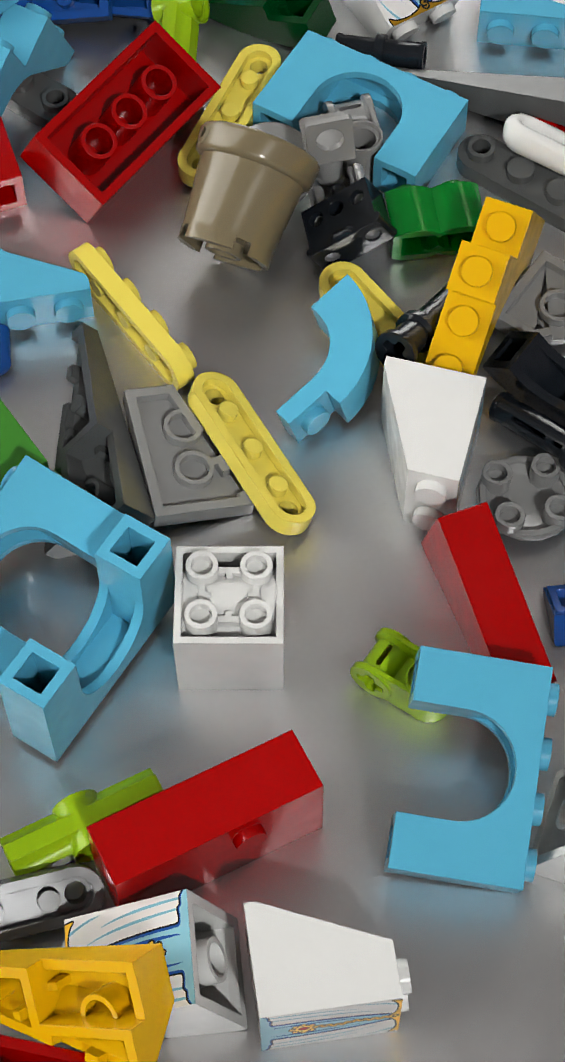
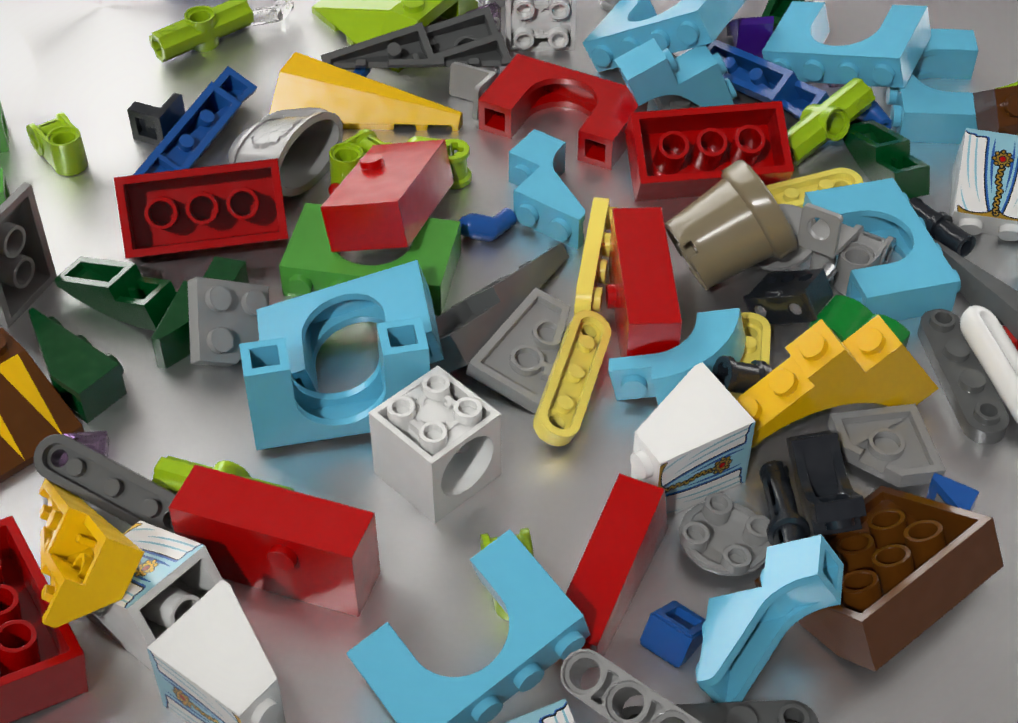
camera: 45 degrees right, 15 degrees down
(231, 317) = (642, 283): none -> red brick

